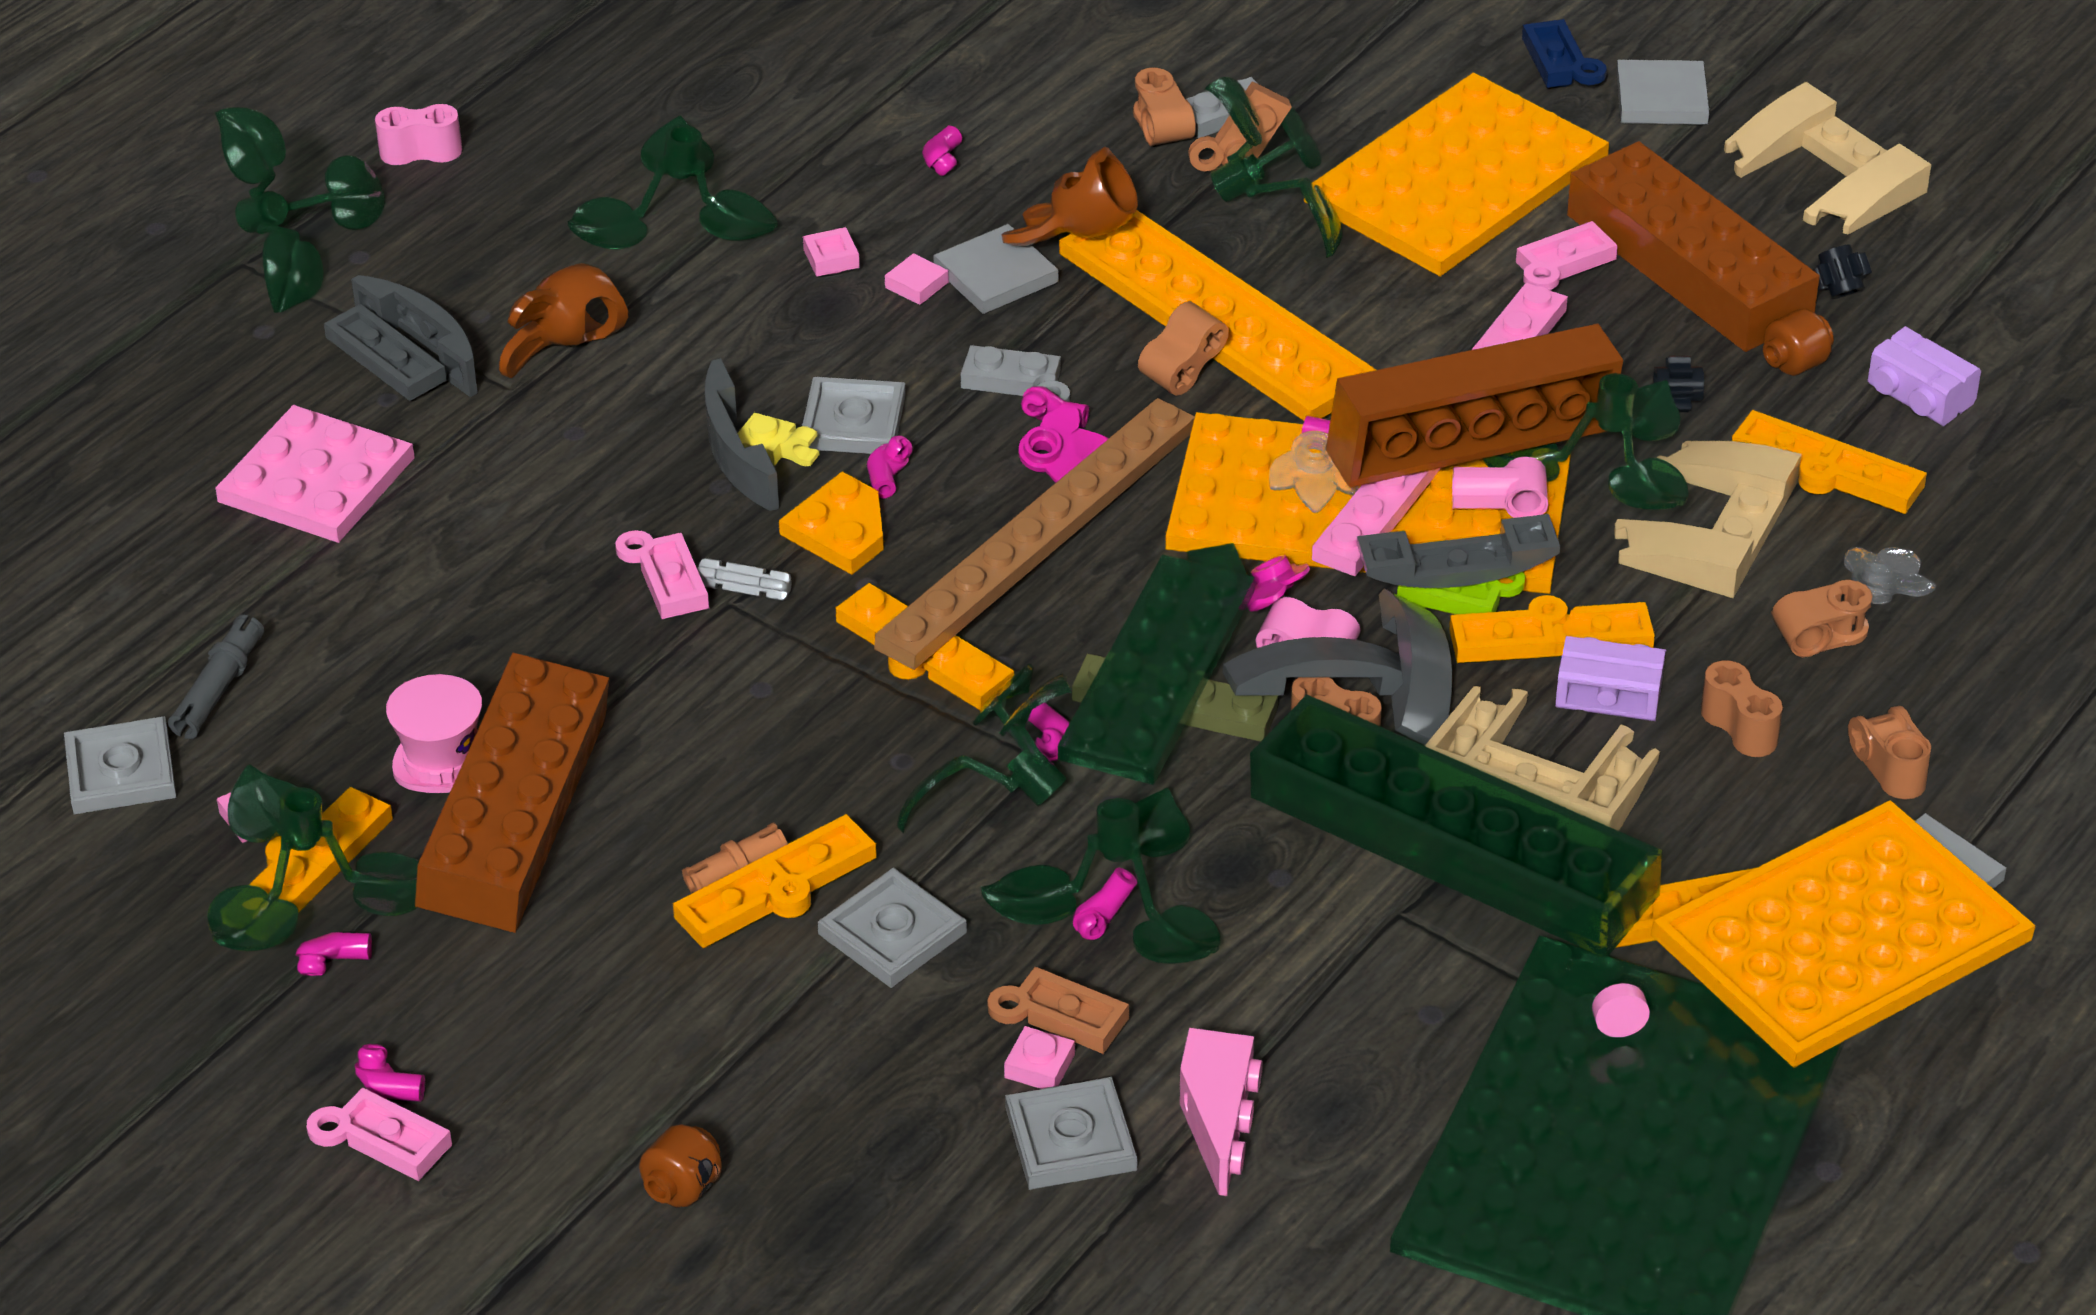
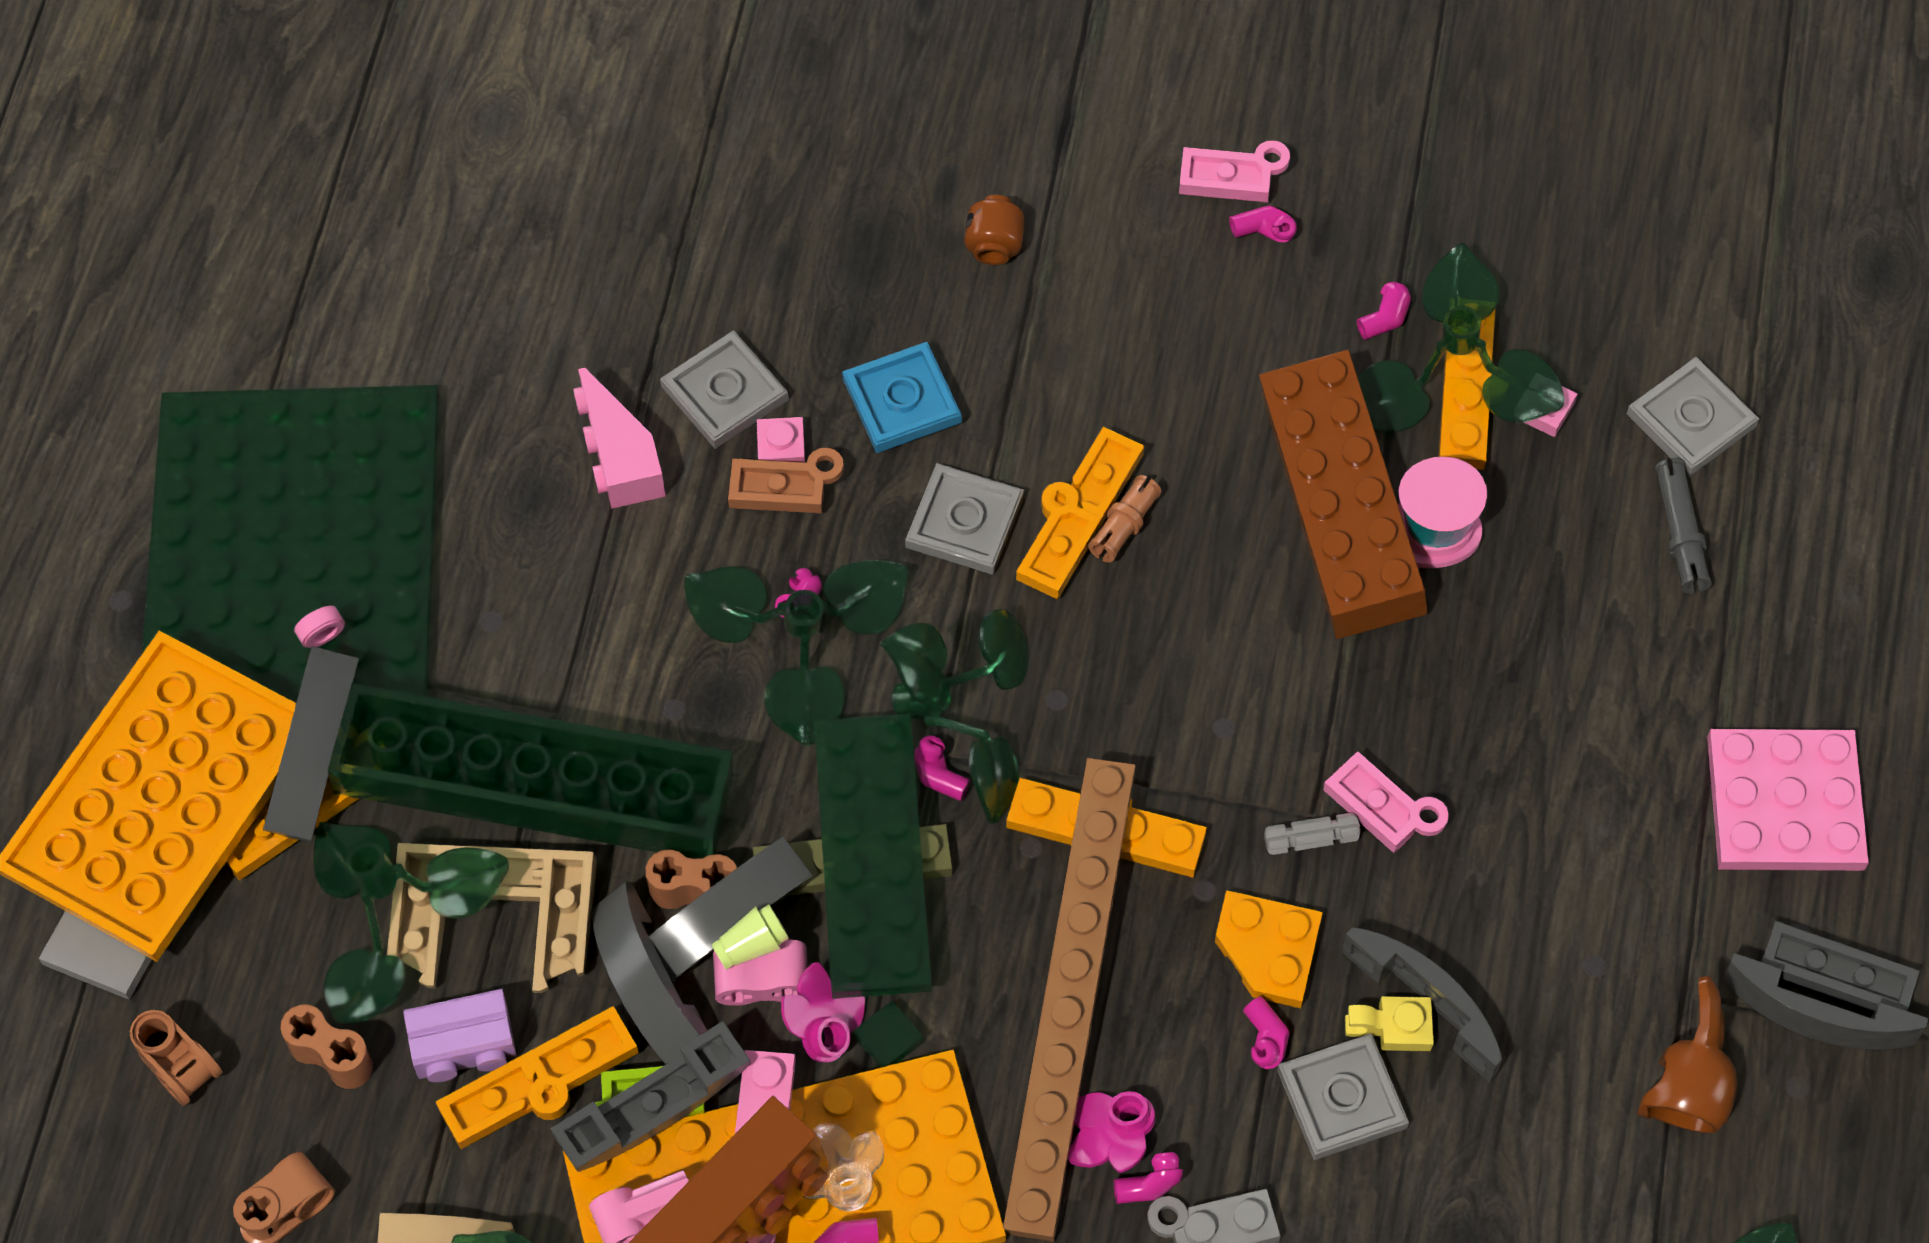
camera: 155 degrees right, 20 degrees up
(887, 1046) = (901, 397): none -> dark azure plate
(1308, 617) = (750, 938): none -> yellowish green cone
(1637, 931) = (310, 744): none -> dark grey slope
(1690, 735) = (359, 859): none -> clear green plant

